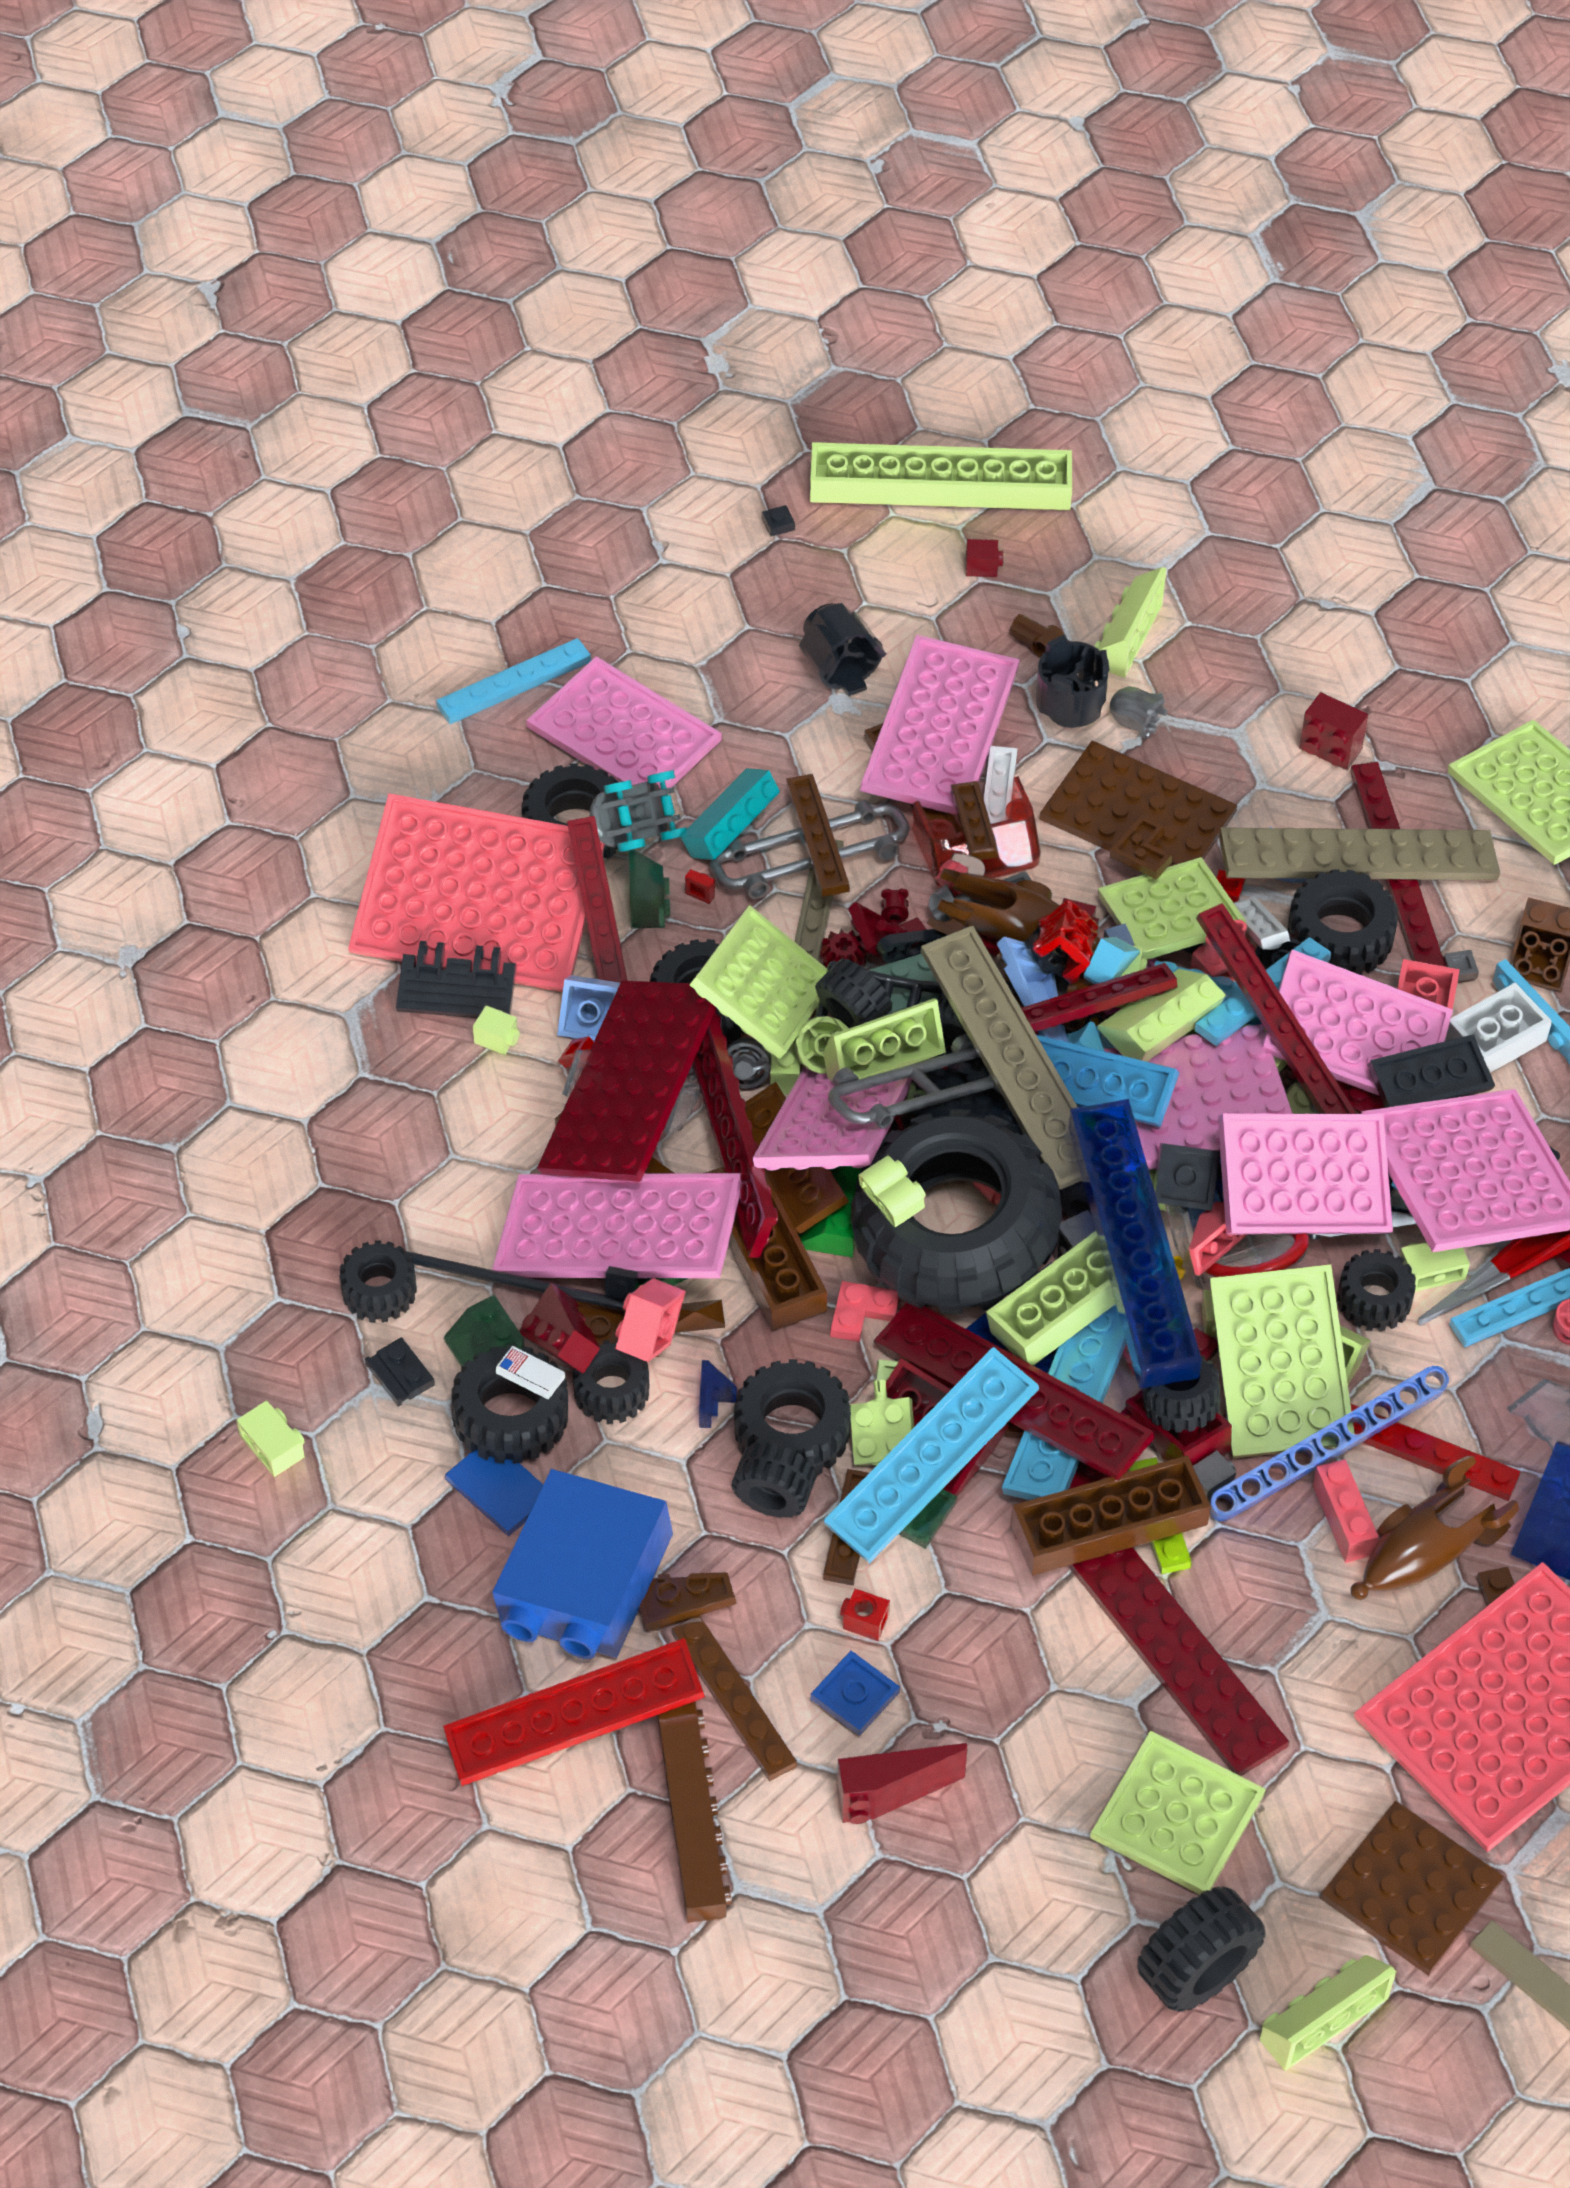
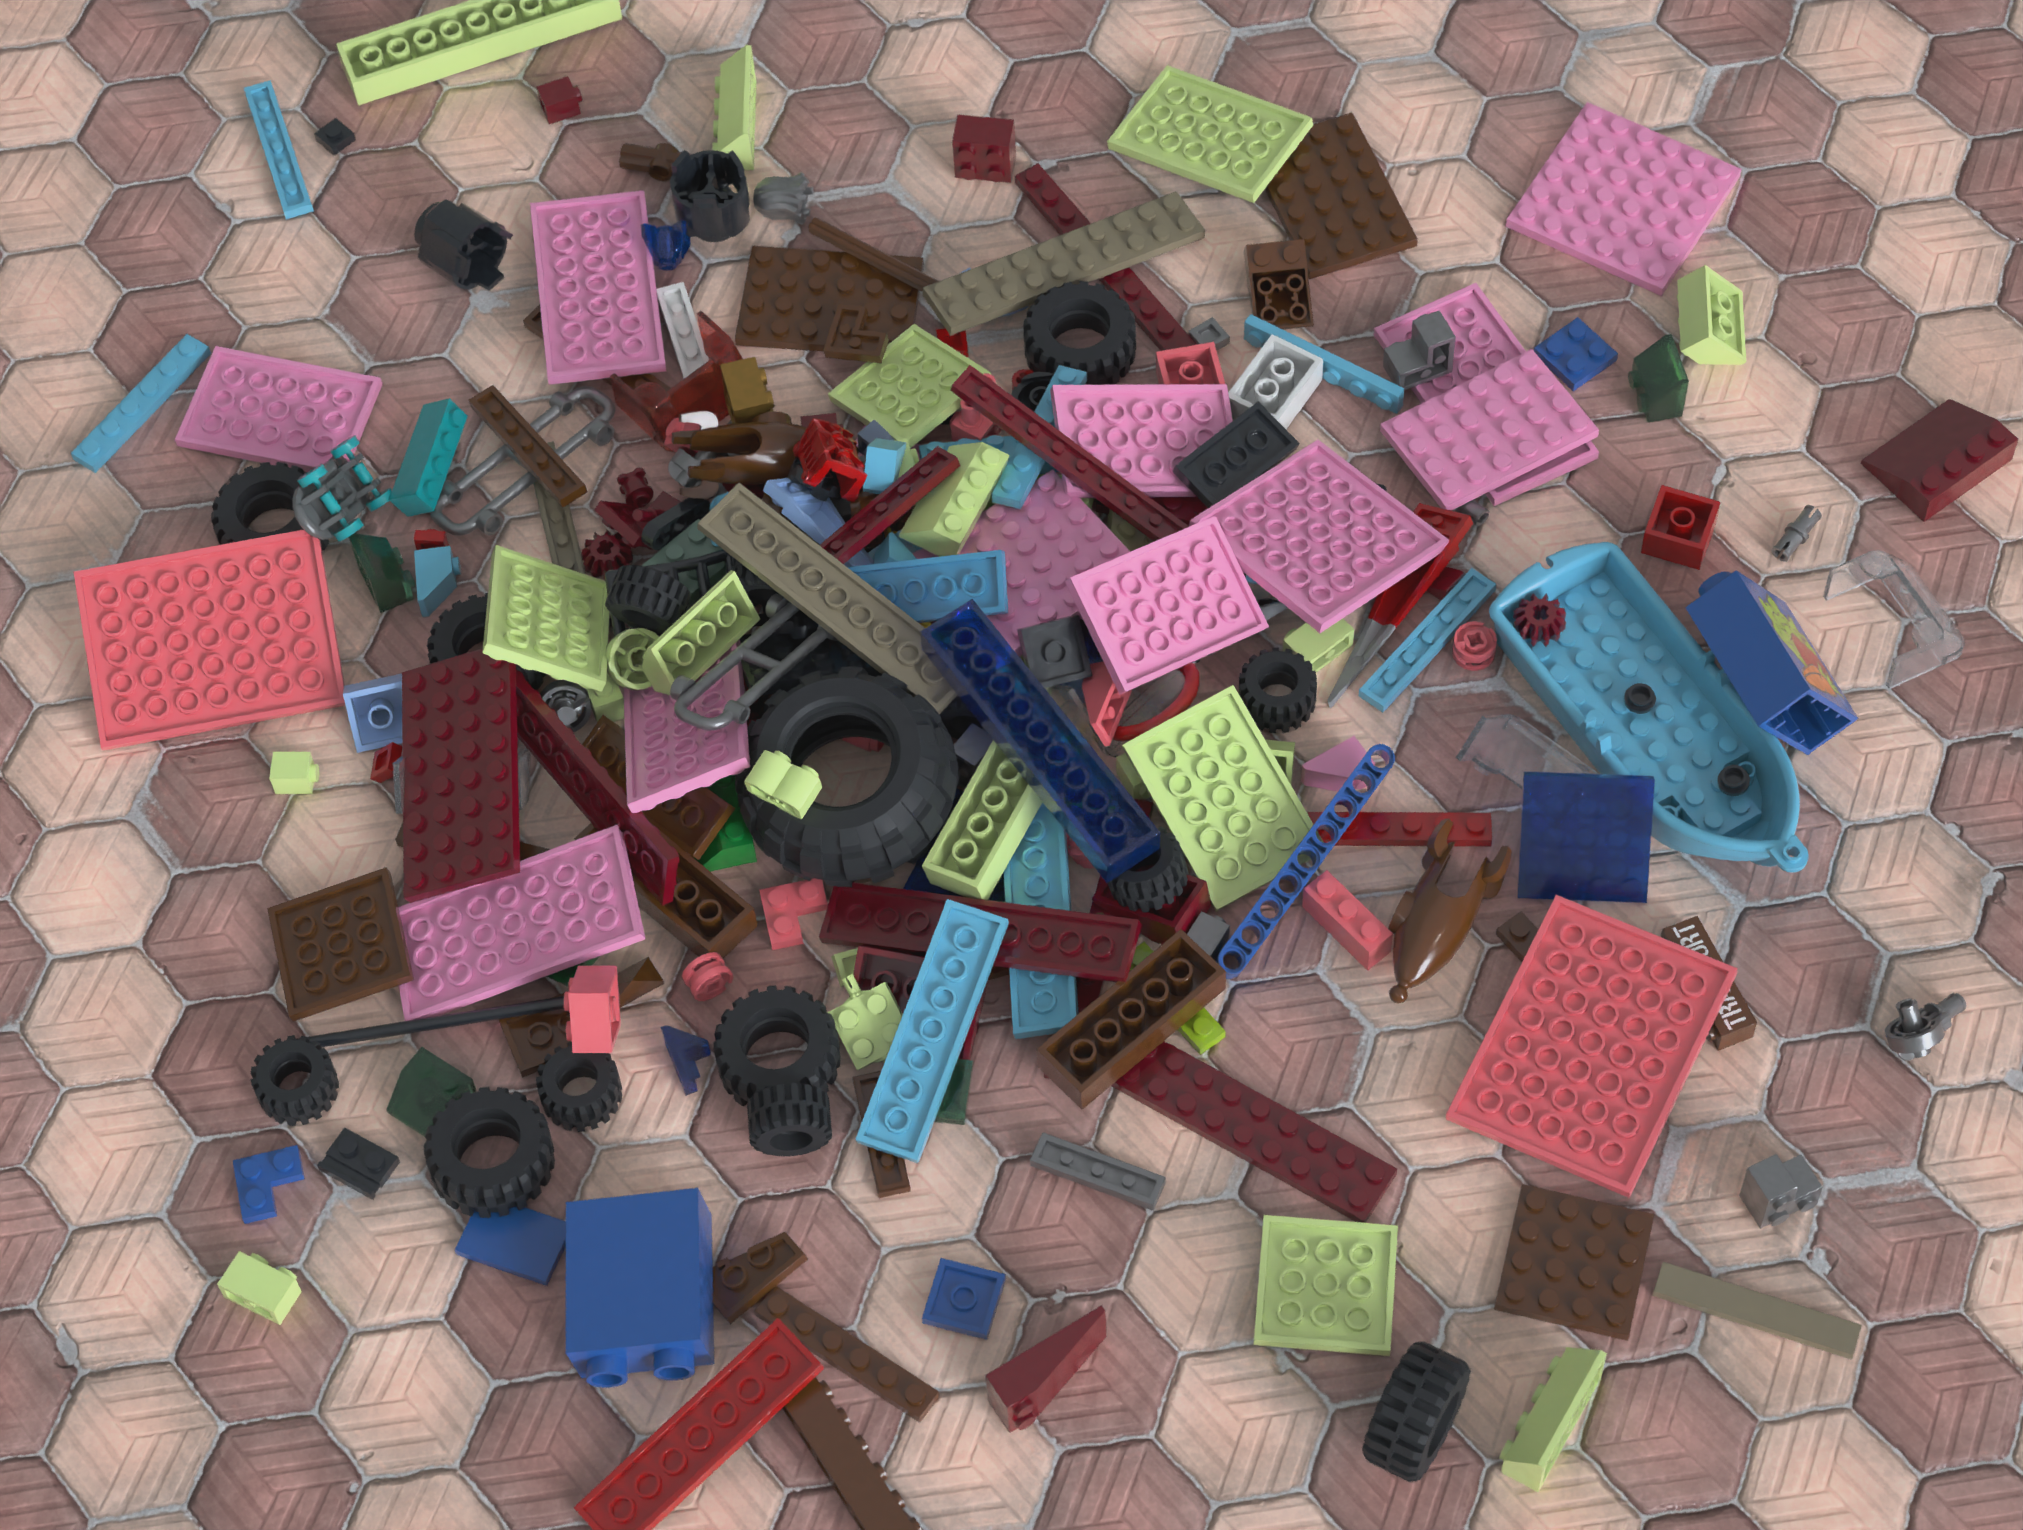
camera: 20 degrees left, 5 degrees up
(316, 1347) = (257, 1177): none -> blue plate
(458, 988) = (232, 746): black hinge -> none
(467, 1185) = (340, 944): none -> reddish brown plate
(530, 1372) = (499, 1113): white tile -> none
(560, 1329) = (507, 1056): dark red wedge -> none
(597, 899) = (339, 599): dark red plate -> none
(620, 1283) = (546, 984): black plate -> none
(689, 915) = (435, 577): none -> medium azure slope
(725, 514) = (278, 149): none -> medium azure plate
(762, 1335) = (707, 976): none -> coral wheel
(867, 1626) = (945, 1227): red brick -> none
(974, 820) = (679, 372): reddish brown tile -> none
(1017, 711) = (666, 244): none -> clear blue brick
(1022, 1634) = (1098, 1171): none -> flat silver plate
(1024, 855) = (745, 390): none -> pearl gold brick
(1189, 783) = (870, 254): none -> reddish brown axle
(1262, 924) = (1006, 369): white plate -> none
(1390, 1372) = (1334, 766): none -> bright pink slope

